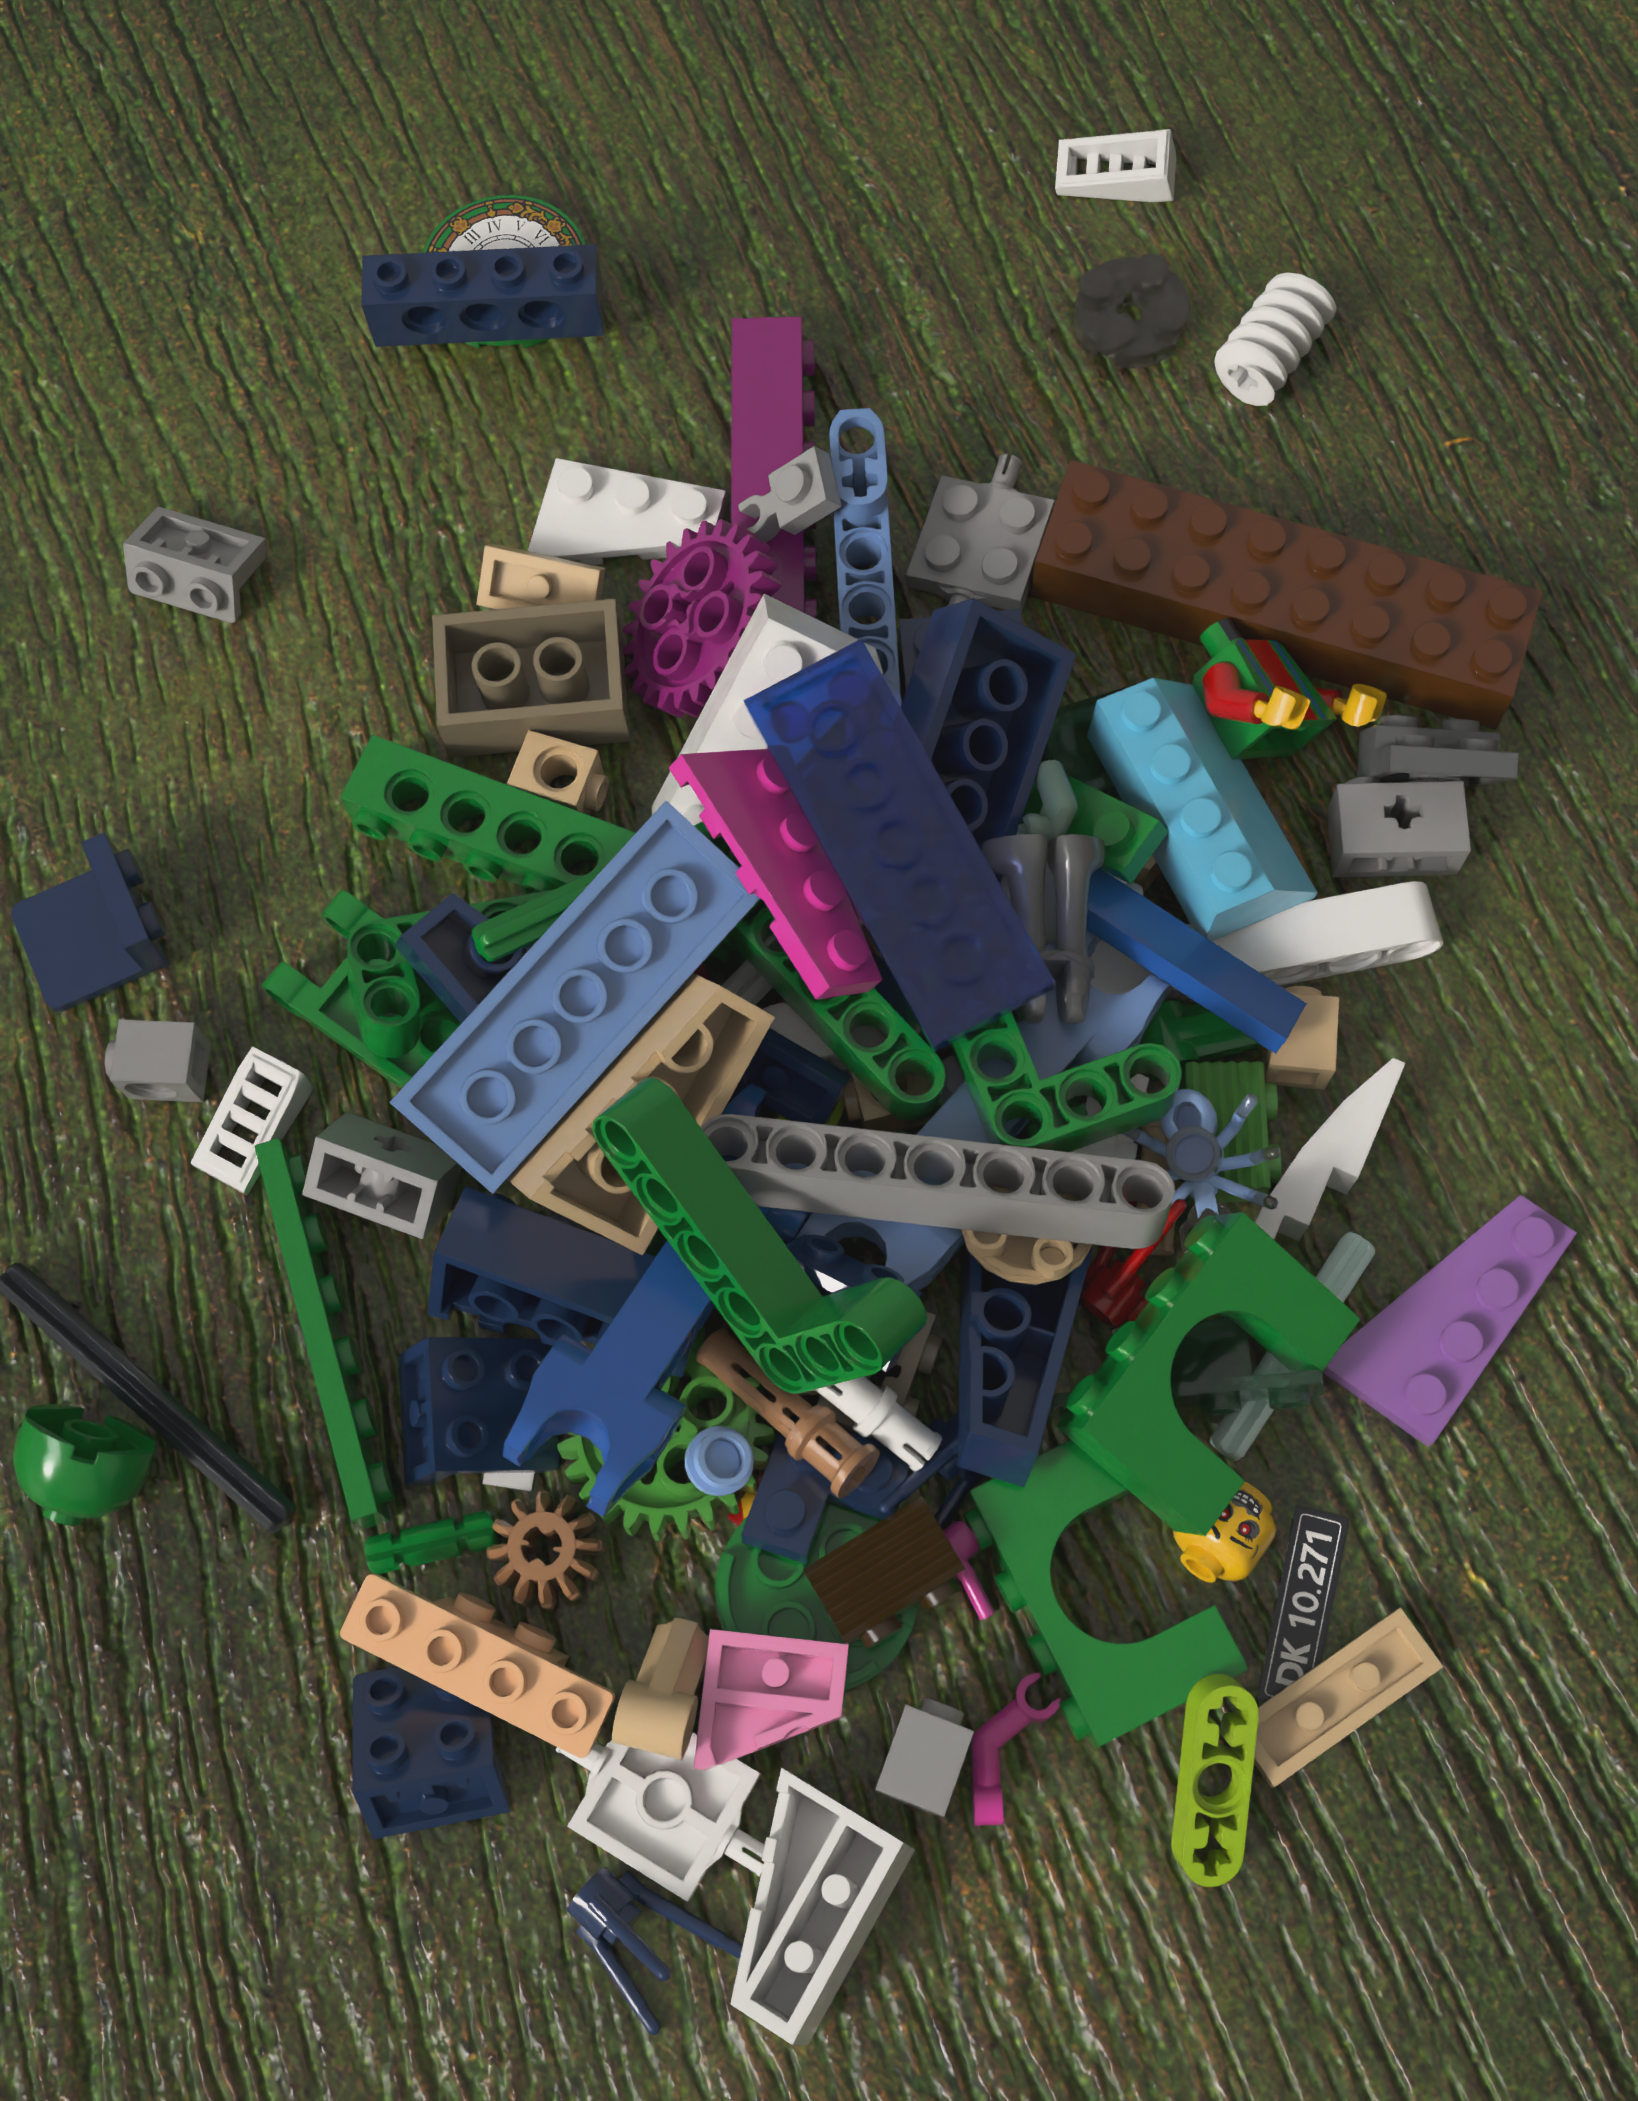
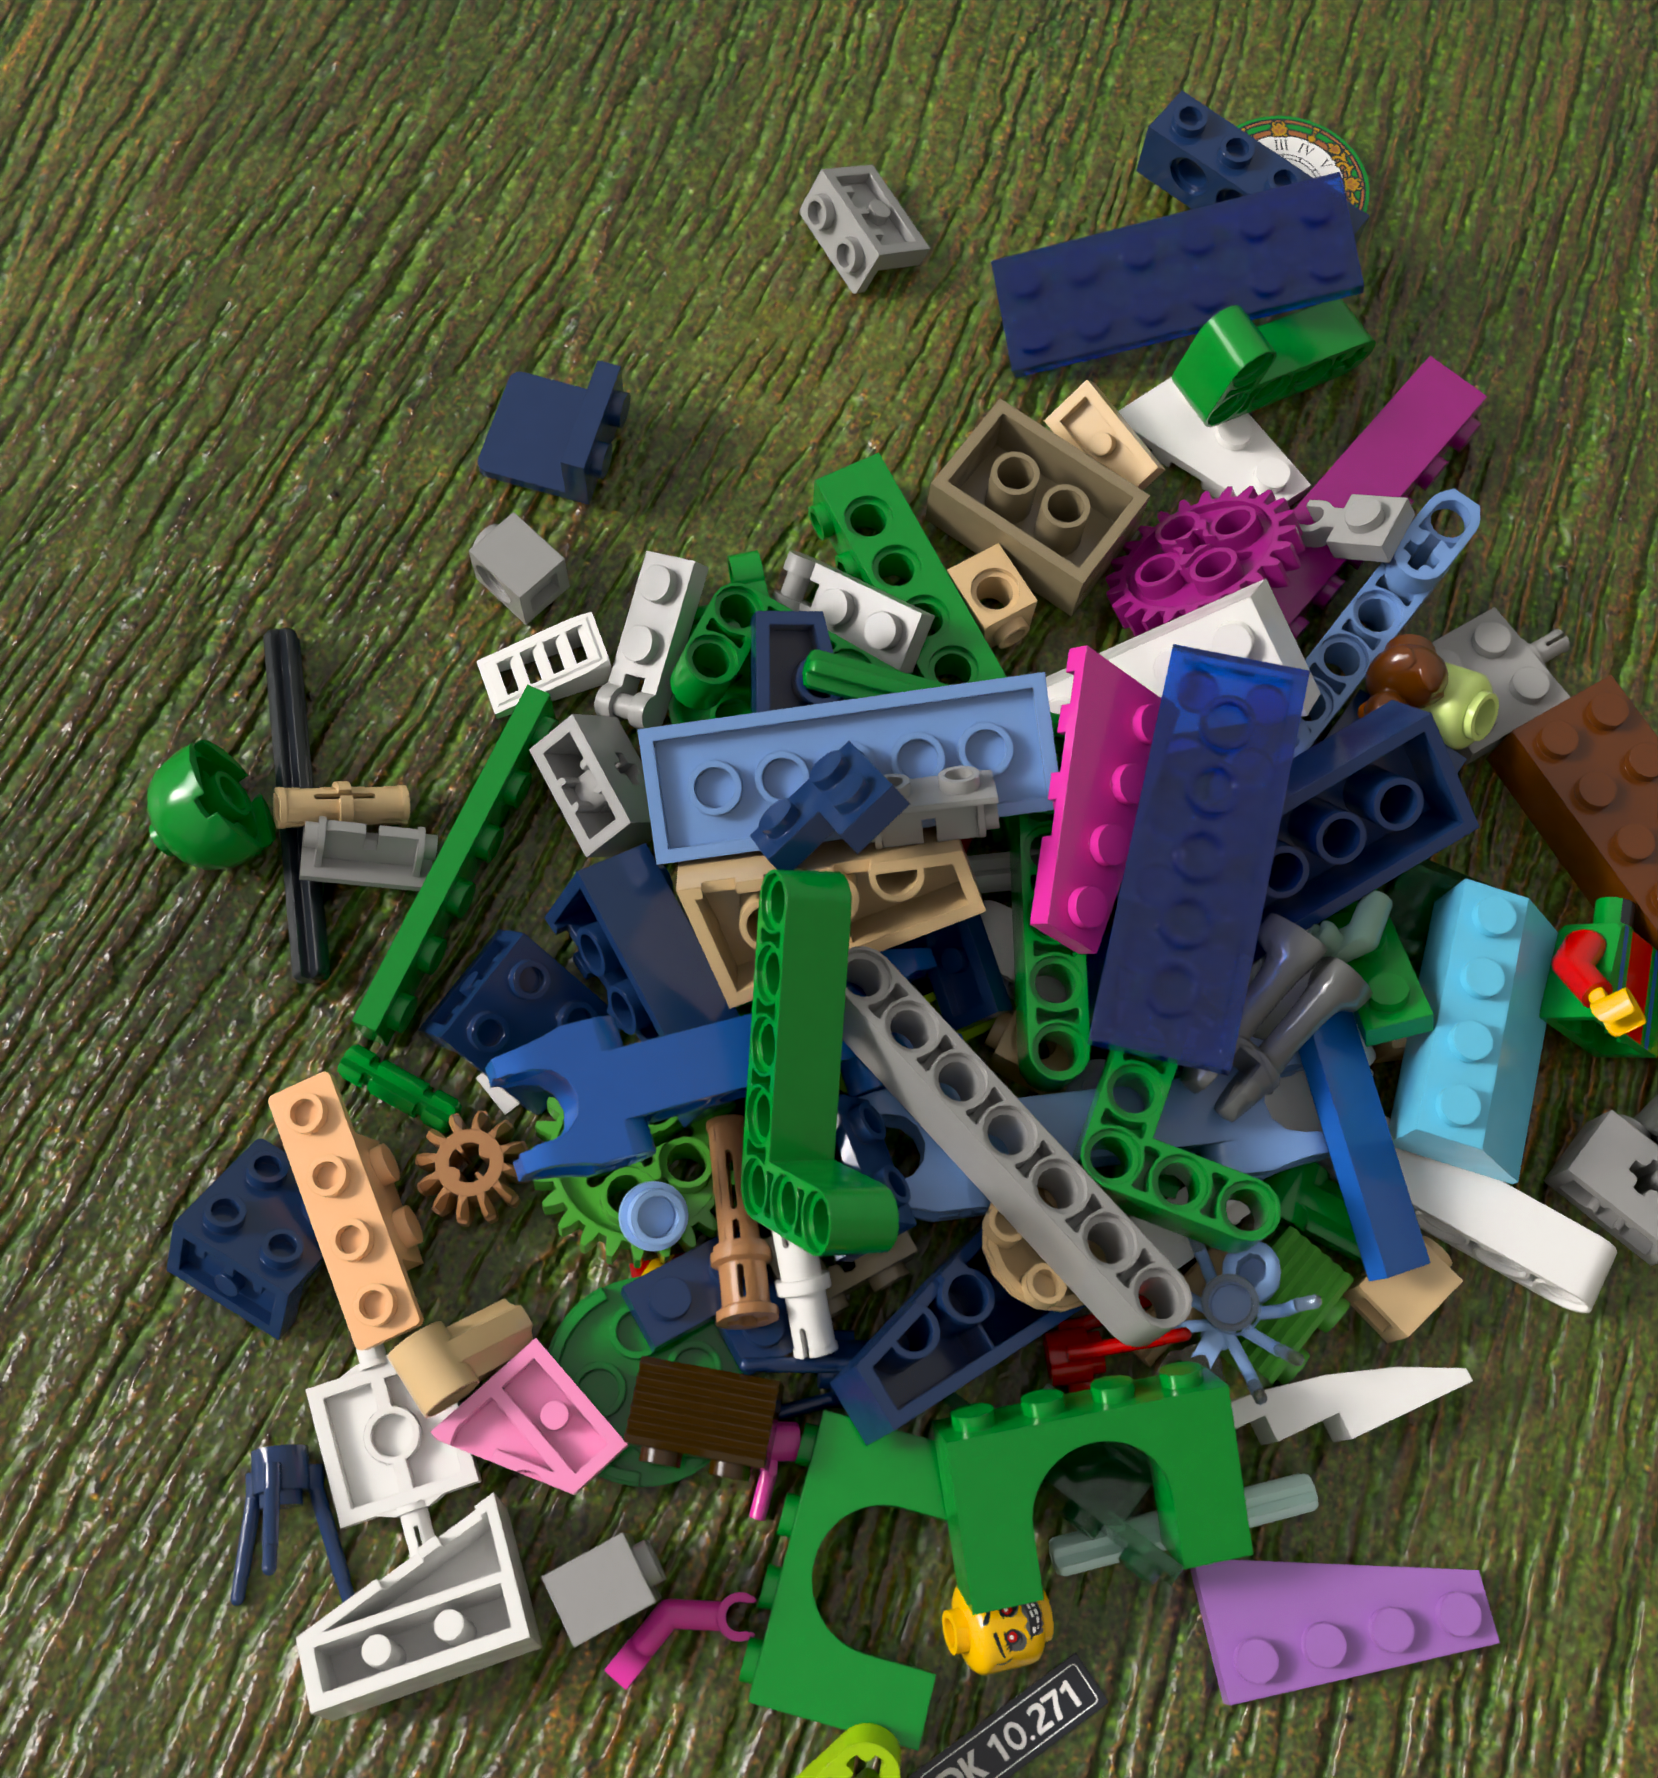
camera: 30 degrees right, 0 degrees up
(187, 1366) = (341, 803): none -> tan pin
(238, 1393) = (352, 856): none -> light grey hinge
(323, 1028) = (652, 640): none -> plate
(472, 870) = (857, 611): none -> light grey plate
(484, 408) = (1177, 273): none -> clear blue plate
(590, 1022) = (840, 796): none -> dark blue plate
(600, 438) = (1246, 367): none -> green beam
(682, 950) = (957, 798): none -> light grey hinge
(924, 582) = (1405, 673): none -> reddish brown animal
(973, 570) = (1466, 709): none -> yellowish green head

